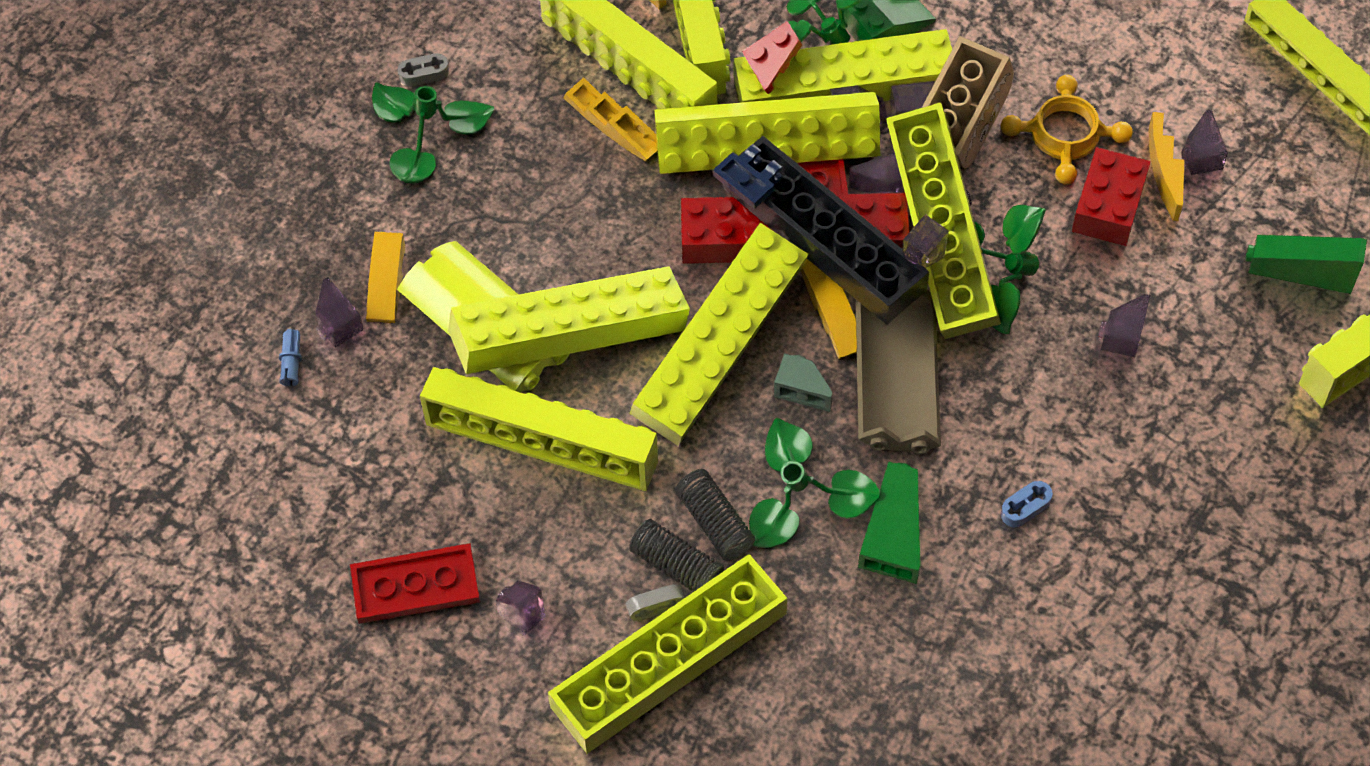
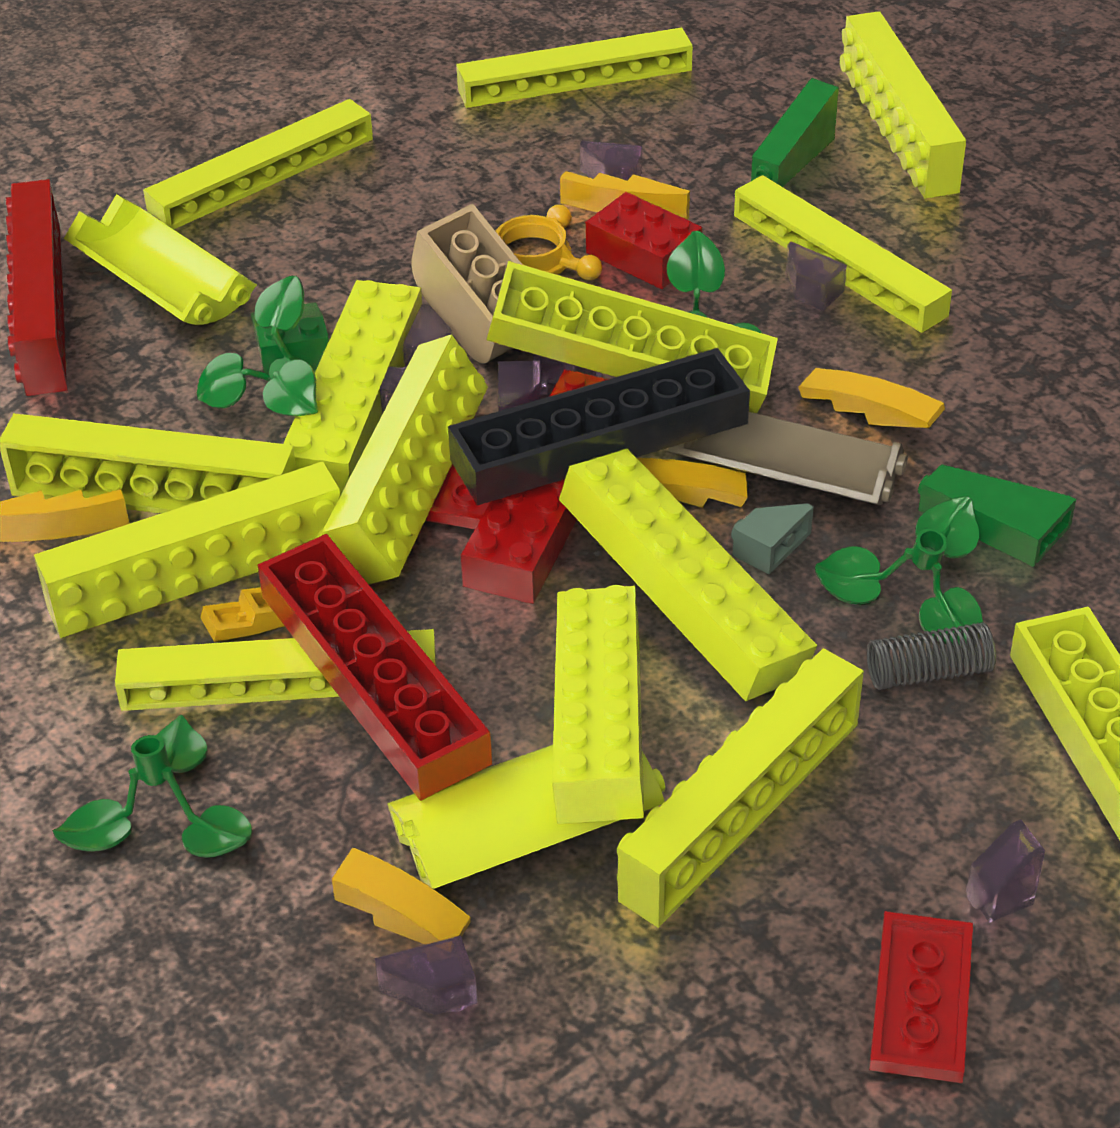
camera: 70 degrees left, 15 degrees down
(290, 357) = (476, 1054): medium blue axle -> none
(423, 69) = (53, 777): light grey beam -> none
(543, 183) = (375, 667): none -> red brick
(551, 142) = (225, 673): none -> neon yellow brick
(654, 602) = (1035, 748): light grey beam -> none
(659, 543) = (1011, 692): dark grey piece -> none
(746, 182) = (511, 450): dark blue plate -> none
(773, 54) = (314, 406): wing -> none
(925, 242) = (686, 329): slope -> none
(989, 407) = (879, 399): none -> yellow slope
(1029, 509) = (1010, 409): medium blue beam -> none
(1170, 339) = (870, 268): none -> neon yellow brick

